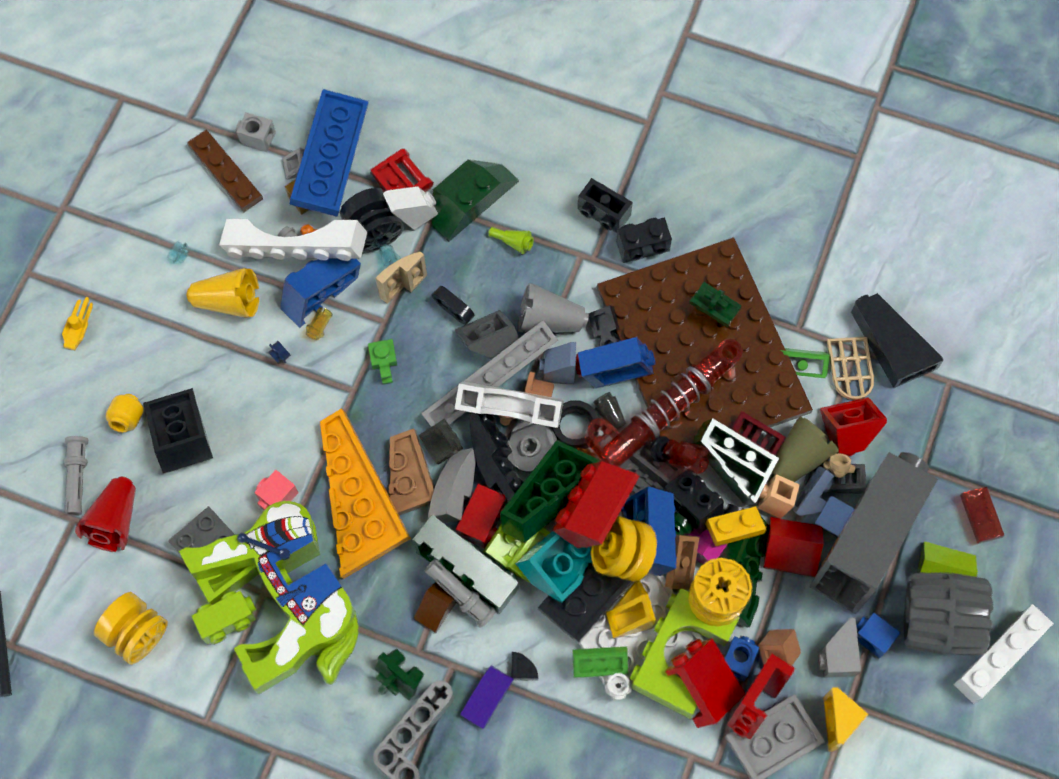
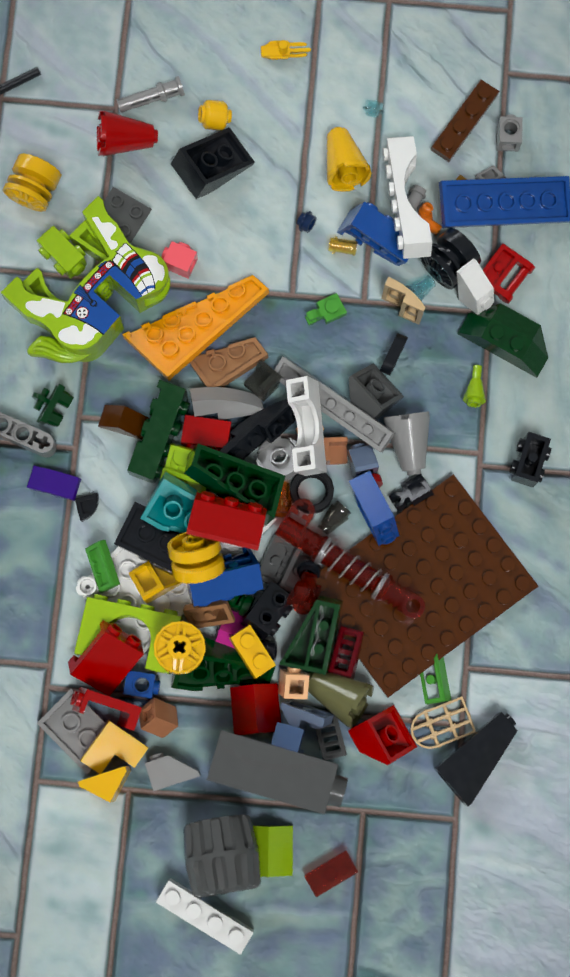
camera: 70 degrees right, 10 degrees up
(283, 553) = (117, 278): dark blue hinge -> none
(468, 600) = (128, 443): light grey pin -> none
(643, 239) = (508, 504): black brick -> none
(715, 304) = (458, 583): dark green hips -> none
(797, 704) = (110, 742): none -> yellow tile
(839, 465) = (341, 731): tan plate -> none
(876, 634) = (192, 798): blue brick -> none

